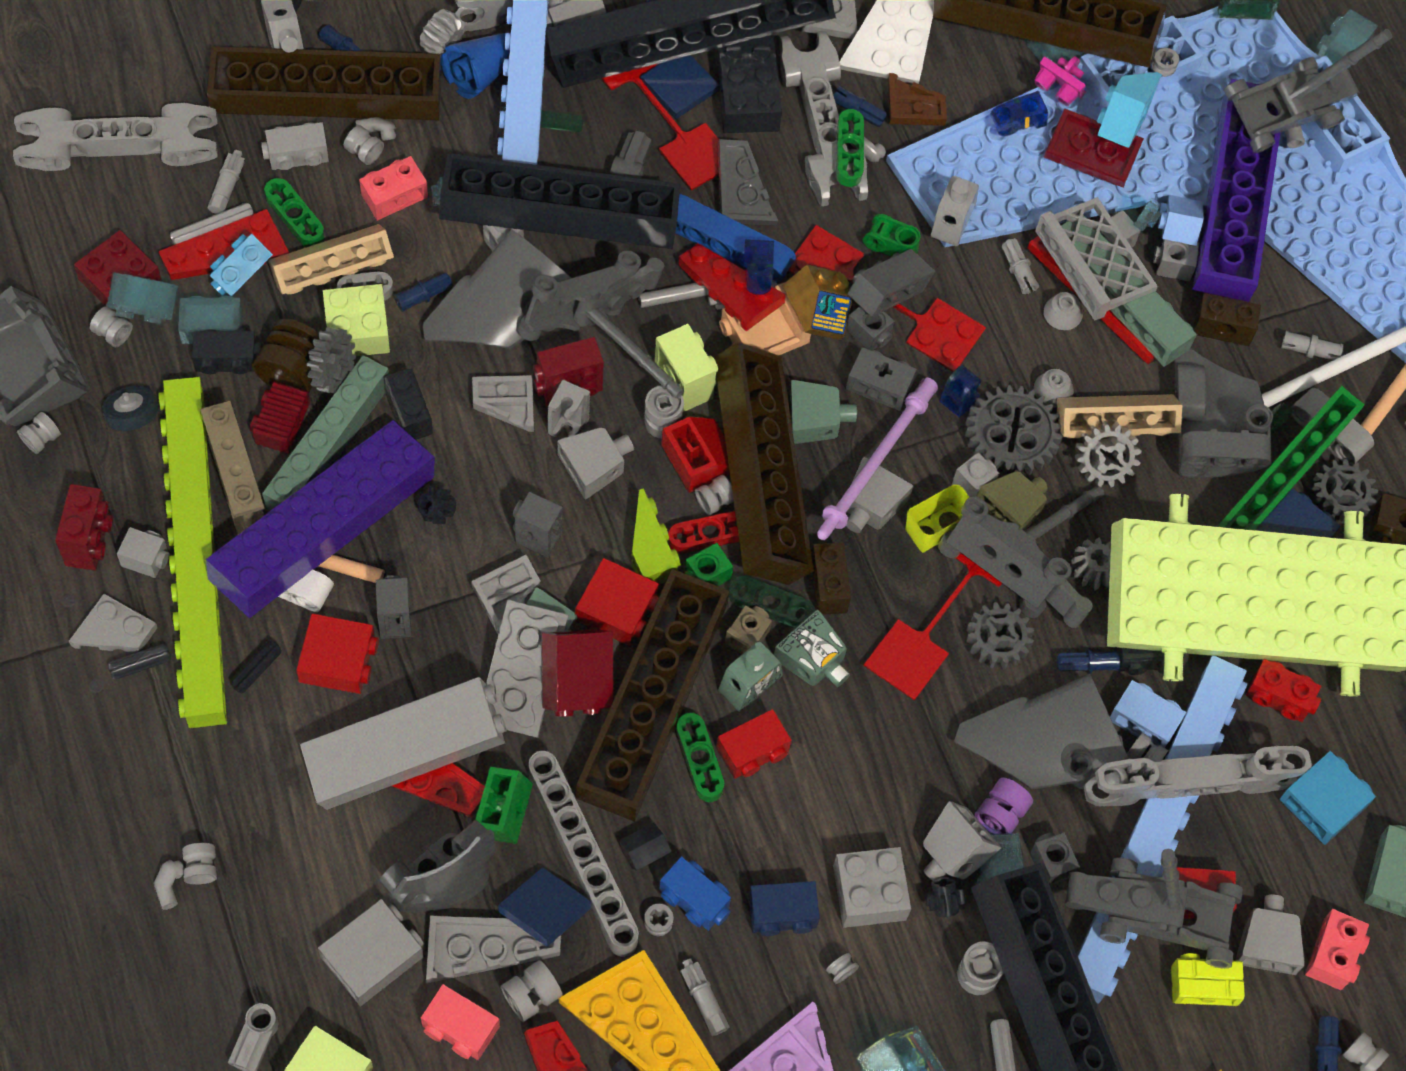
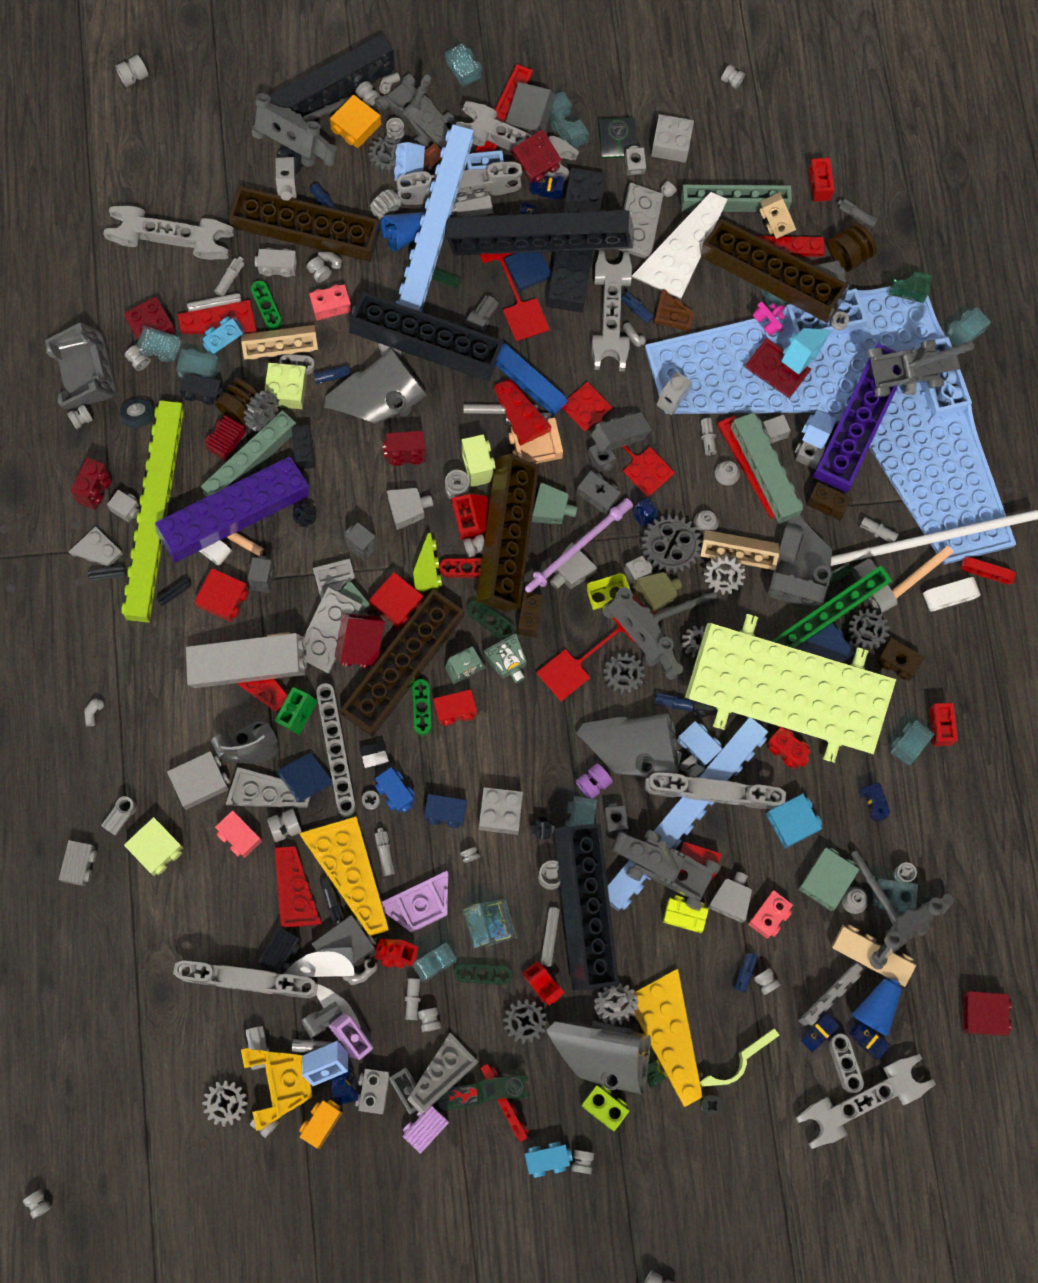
camera: 15 degrees right, 10 degrees up
(199, 863) = (112, 704): light grey wheel -> none
(233, 465) = (187, 466): dark tan fence -> none
(505, 399) = (364, 455): light grey wing -> none
(568, 407) = (398, 470): light grey hinge -> none
(588, 300) = (428, 404): dark grey piece -> none
(712, 558) = (463, 586): green brick -> none
(740, 186) = (546, 347): dark grey wing -> none
(740, 636) = (467, 640): dark tan brick -> none
(759, 264) = (541, 402): clear blue leg -> none
(820, 300) = (572, 435): pearl gold slope -> none
(855, 138) = (619, 329): green beam -> none
(891, 236) = (630, 398): green piece -> none
(958, 844) = (558, 797): light grey torso -> none
(1020, 114) = (735, 336): clear blue leg -> none
(1073, 261) = (738, 444): light grey fence -> none
(1148, 215) = (798, 422): clear light blue plate -> none

